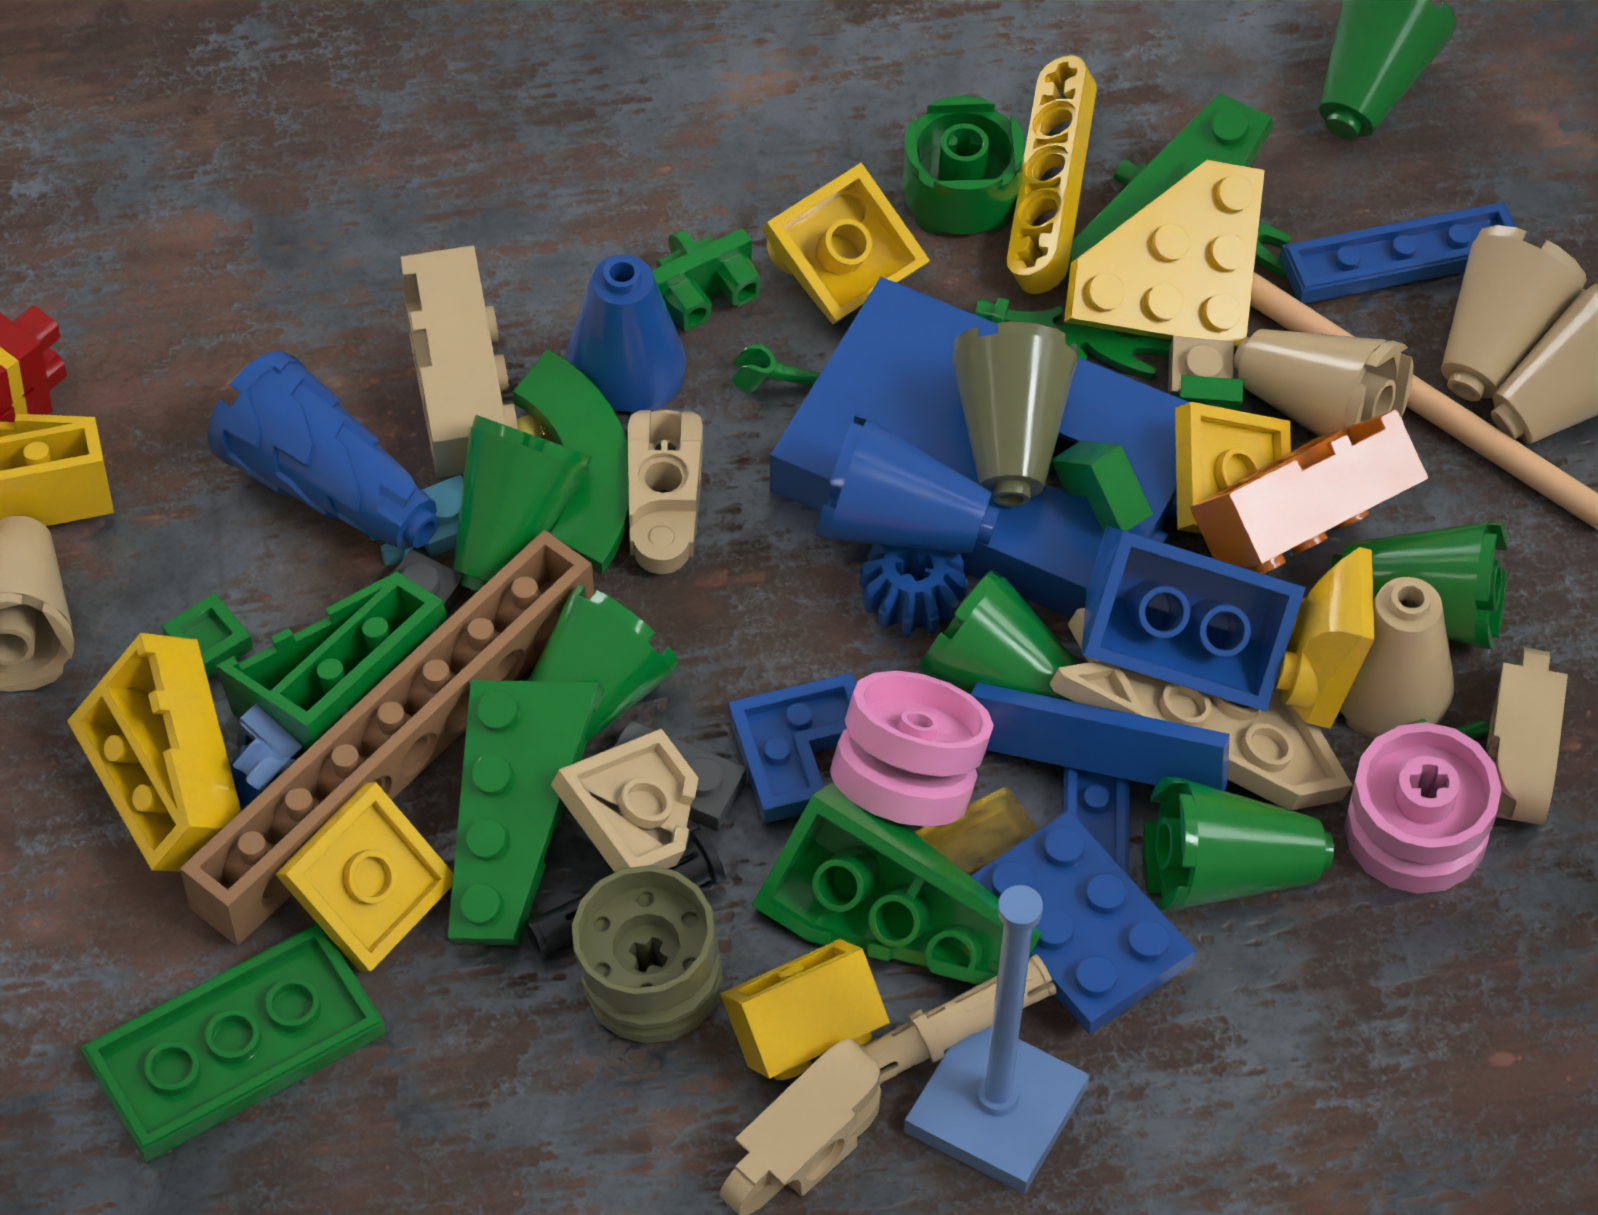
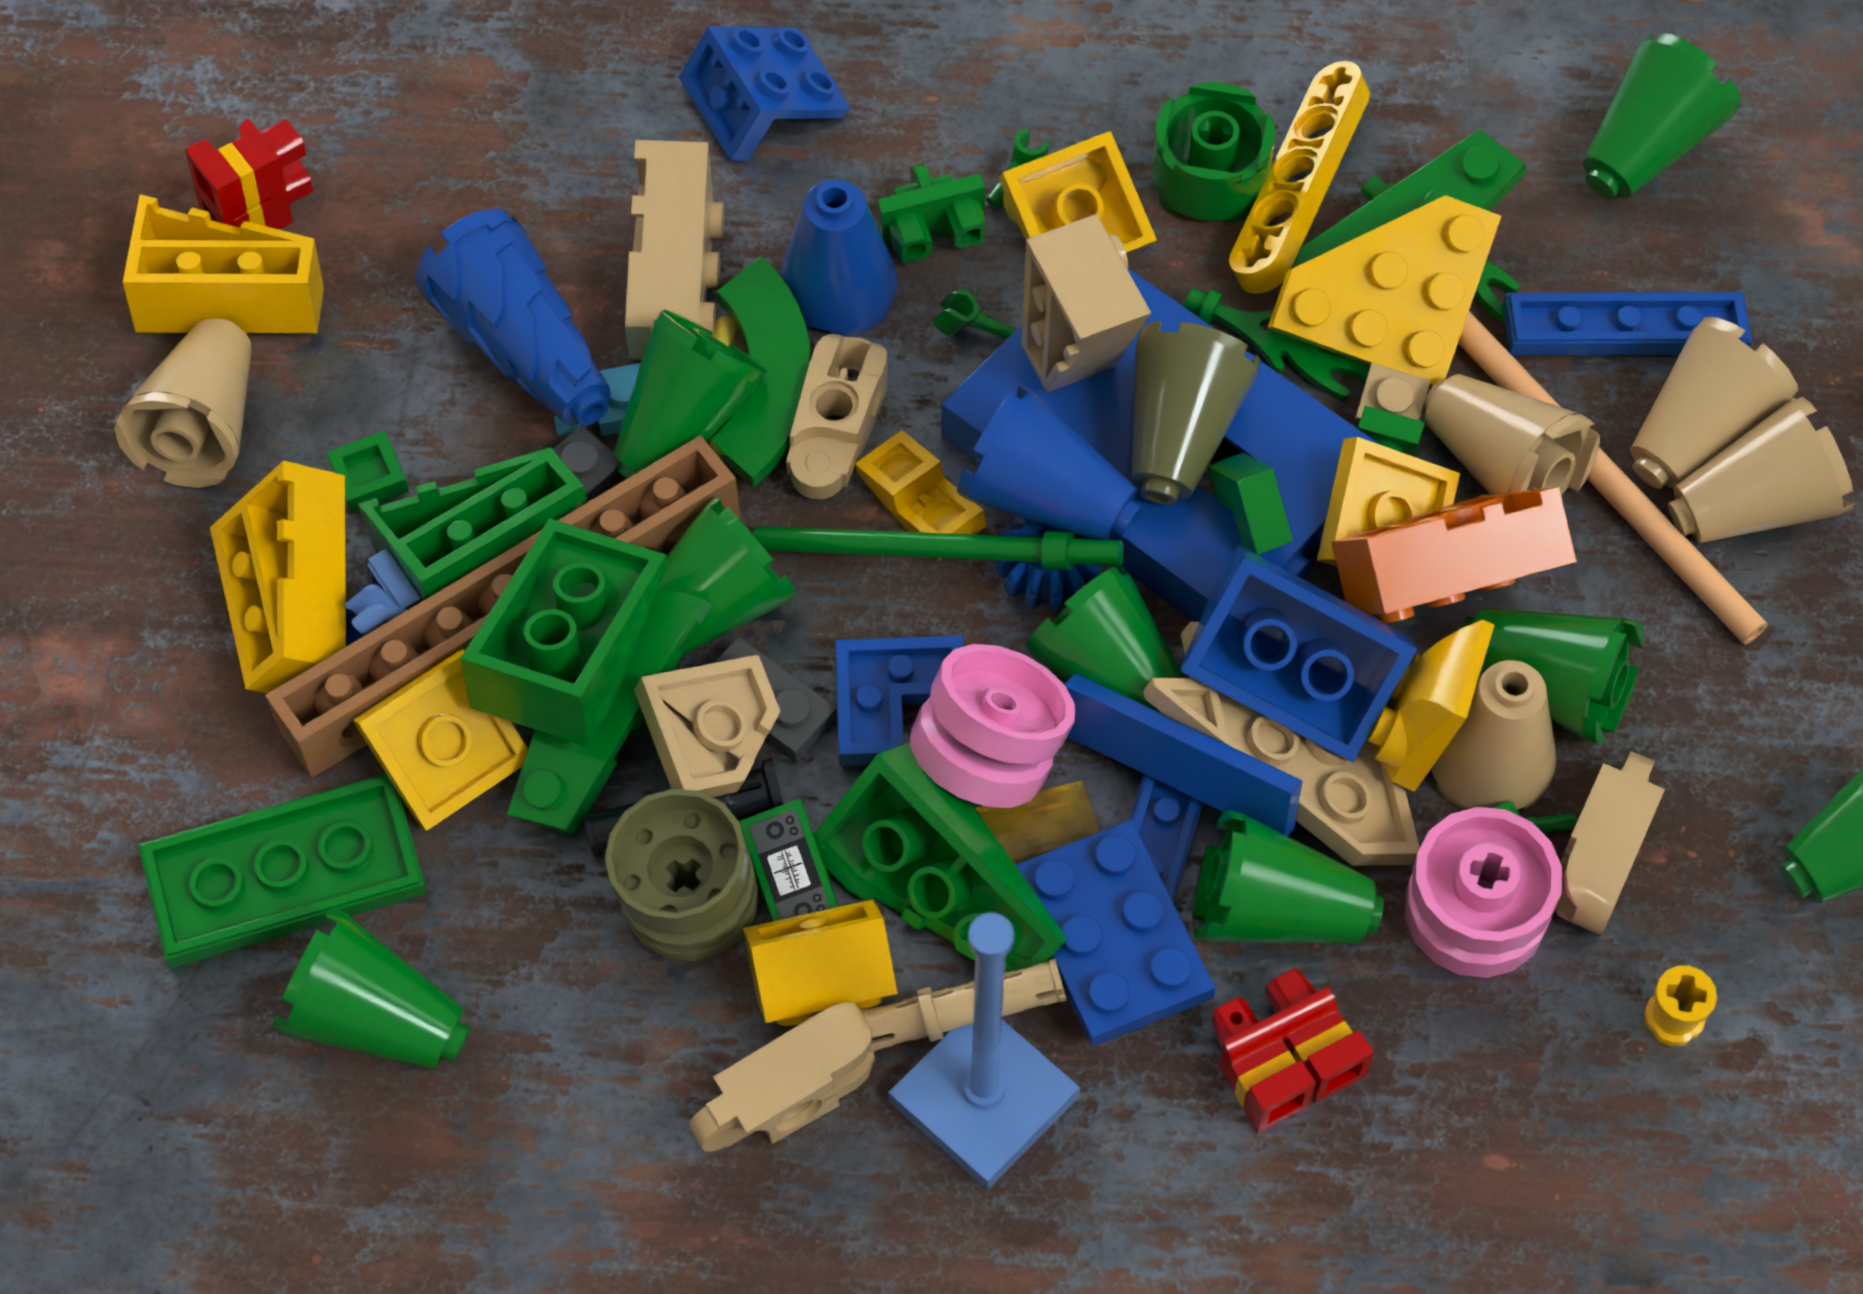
camera: 15 degrees right, 5 degrees up
(368, 1143) = (369, 1000): none -> green cone
(469, 743) = (563, 632): none -> green slope
(483, 184) = (757, 75): none -> blue bracket
(747, 923) = (788, 861): none -> tile
(762, 548) = (915, 489): none -> yellow slope
(770, 208) = (1019, 156): none -> green hand
(892, 326) = (1078, 303): none -> tan wedge
(925, 569) = (1054, 550): none -> green bar
(1283, 1000) = (1290, 1055): none -> red hips

